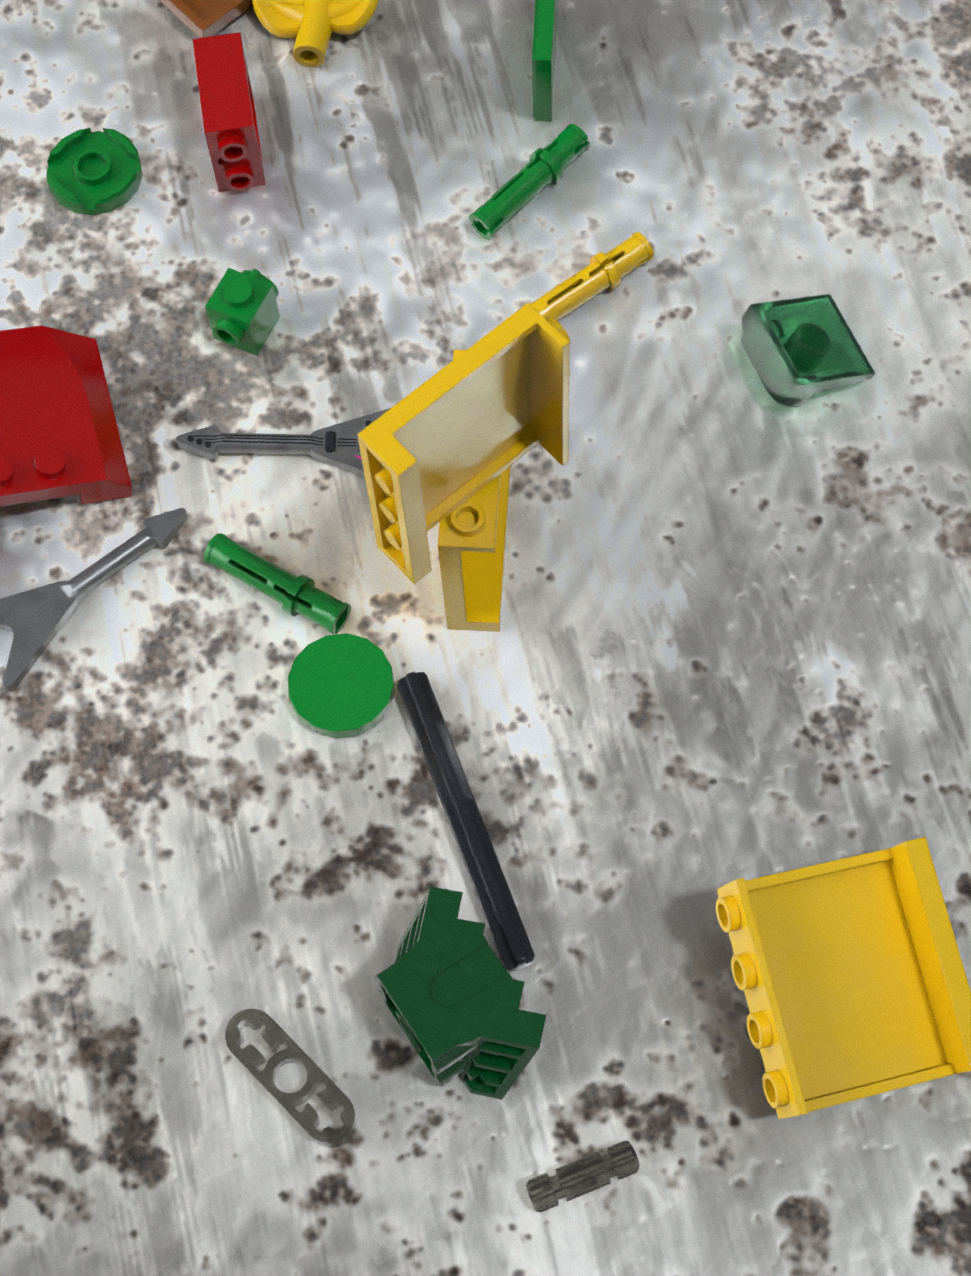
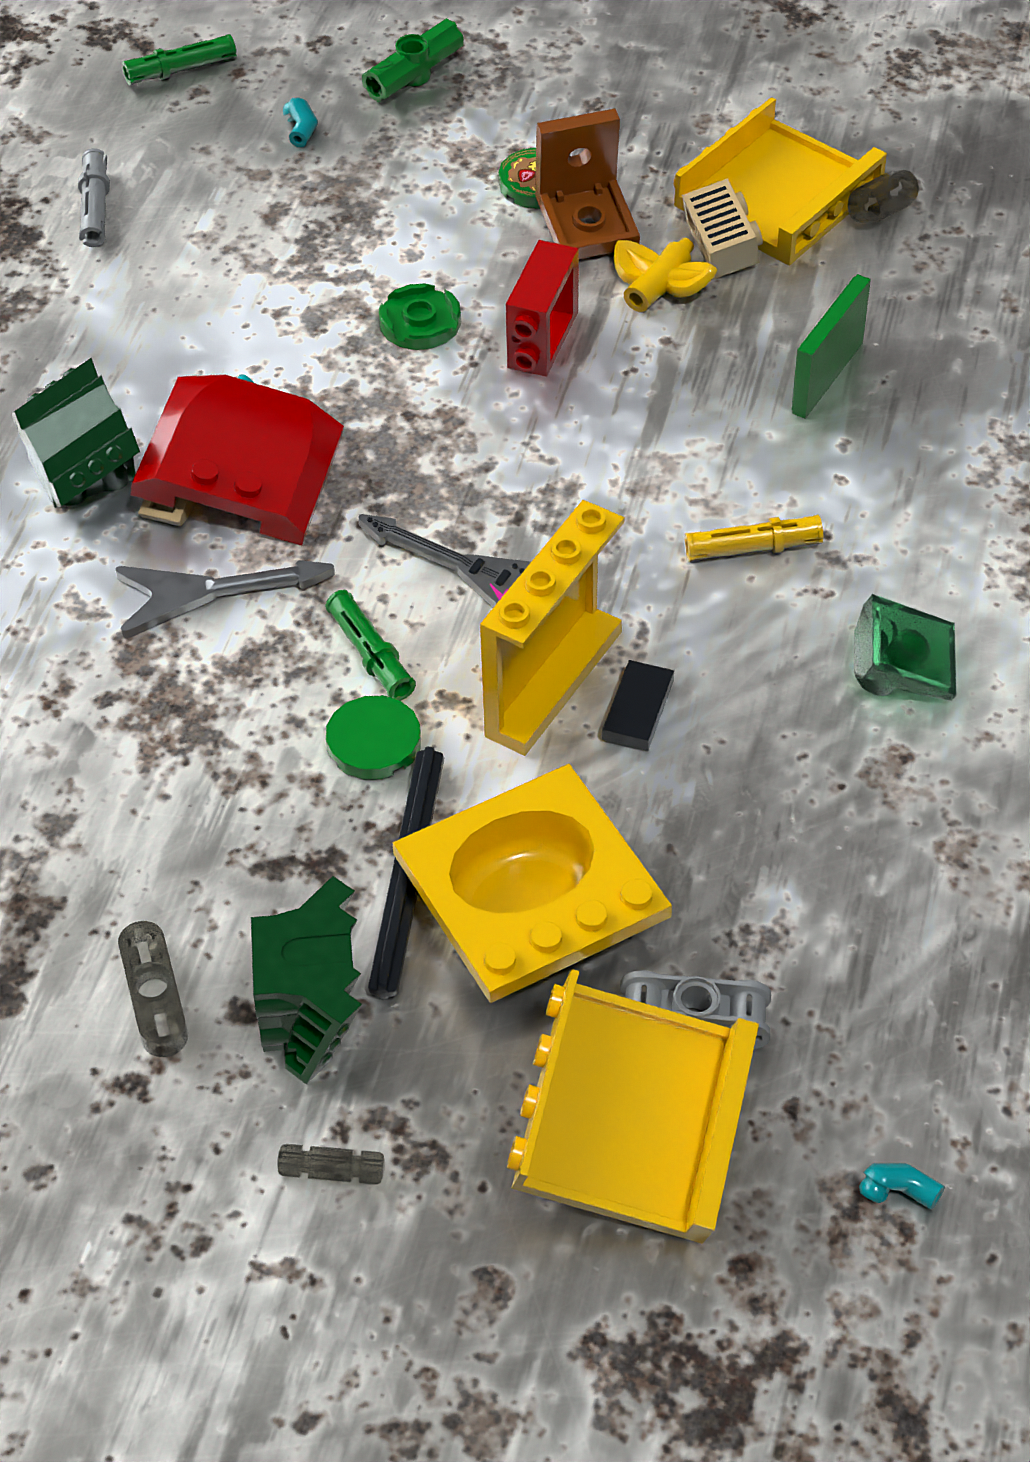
camera: 25 degrees right, 15 degrees down
(243, 309) = (467, 447): green brick -> none
(465, 432) = (525, 522): yellow panel -> none
(544, 168) = (773, 445): green pin -> none
(580, 524) = (638, 705): none -> black tile
(608, 783) = (531, 882): none -> yellow piece
(864, 819) = (718, 999): none -> light grey piece

